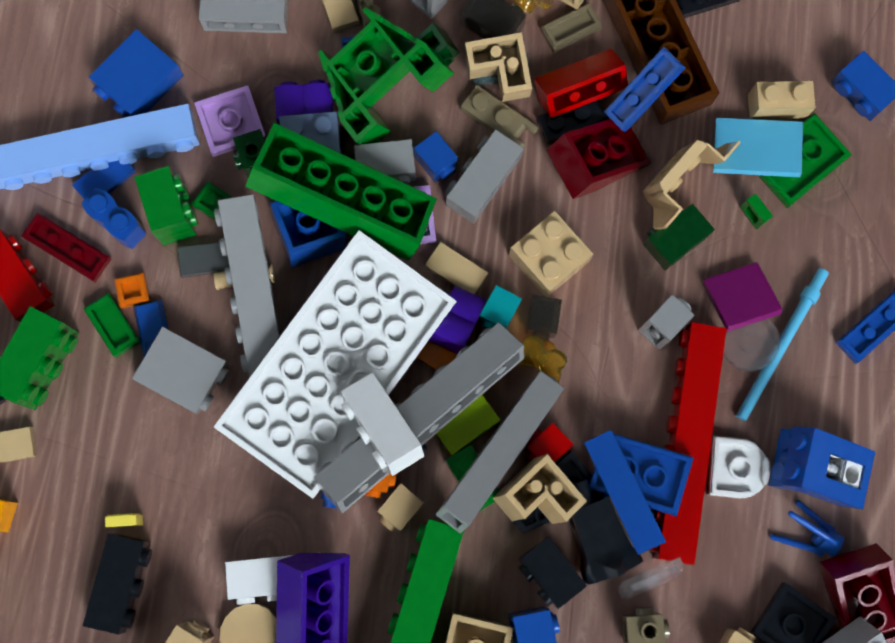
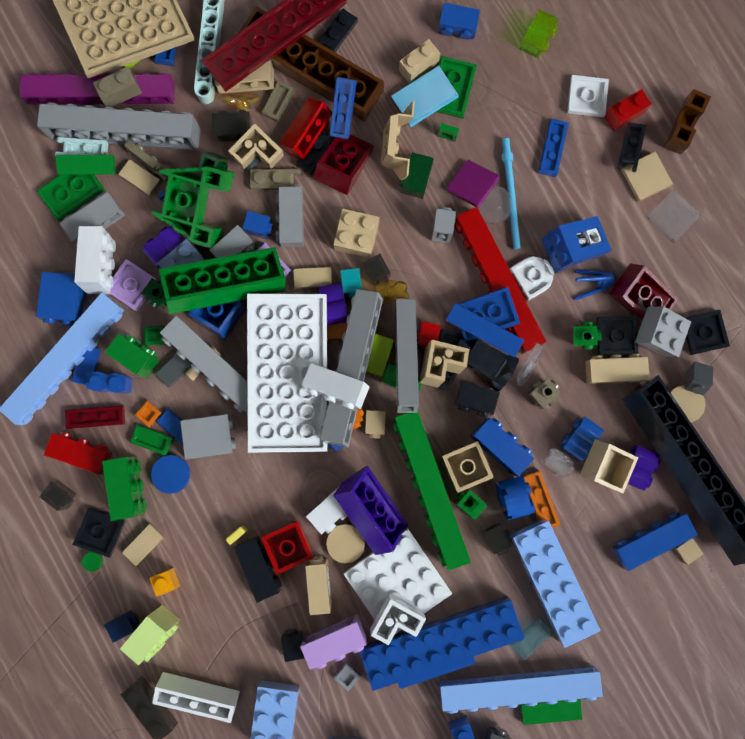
camera: 30 degrees left, 5 degrees up
(102, 384) = (170, 474): none -> blue tile
(174, 584) = (288, 547): none -> red brick
(208, 59) = (94, 260): none -> white brick
(747, 606) = (586, 343): none -> green brick

